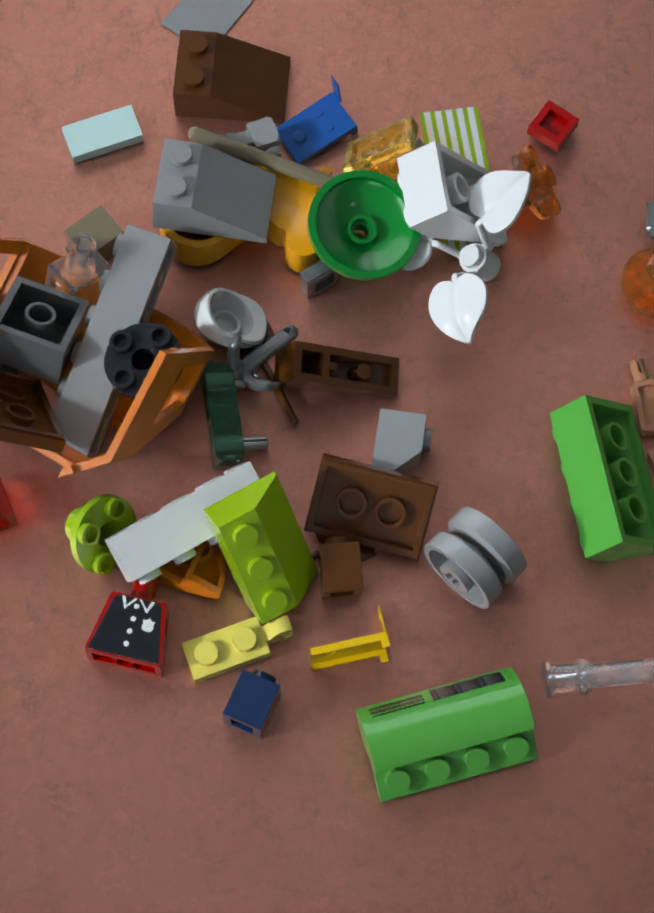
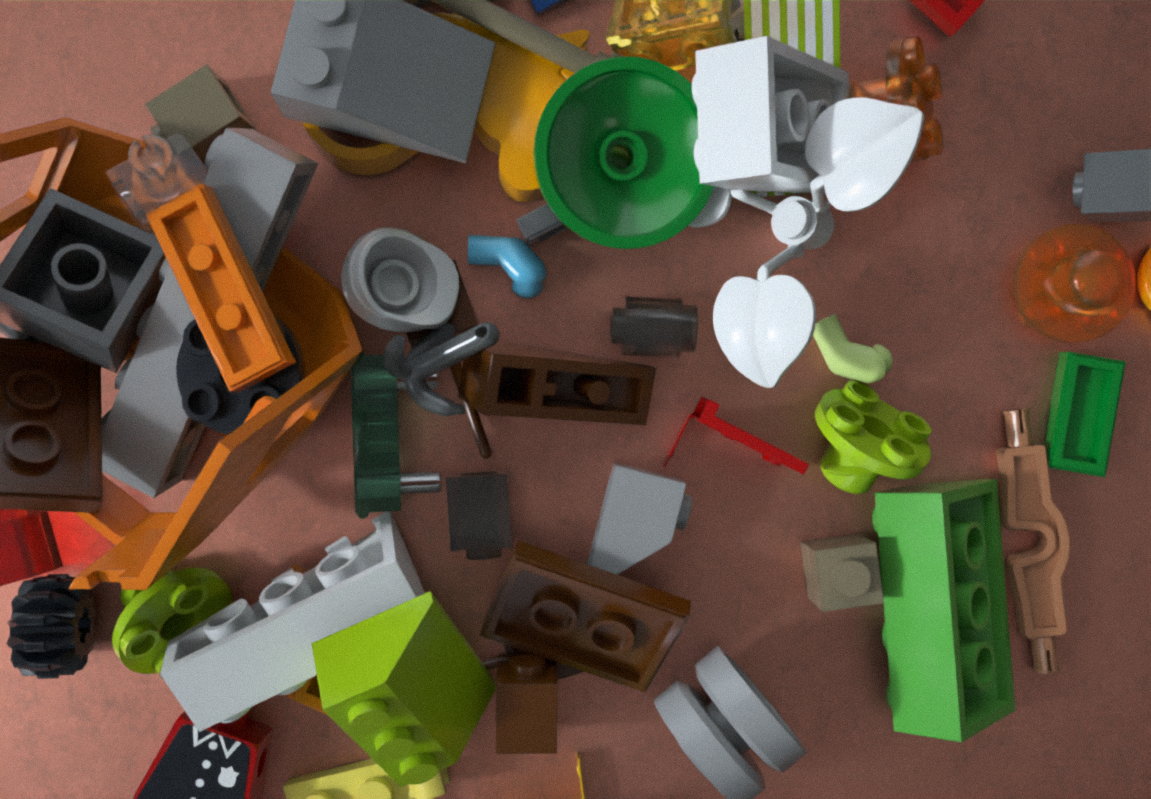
camera: 10 degrees right, 20 degrees up
(23, 546) = (51, 627): none -> black gear
(131, 309) = (220, 288): none -> orange tile
(296, 453) = (480, 513): none -> clear smoke brick
(298, 301) = (514, 257): none -> medium azure arm
(394, 332) = (654, 327): none -> clear smoke brick
(460, 389) = (705, 414): none -> red piece
(522, 340) = (850, 358): none -> yellowish green arm
(535, 464) = (842, 572): none -> dark tan brick
(538, 383) = (869, 439): none -> lime plate

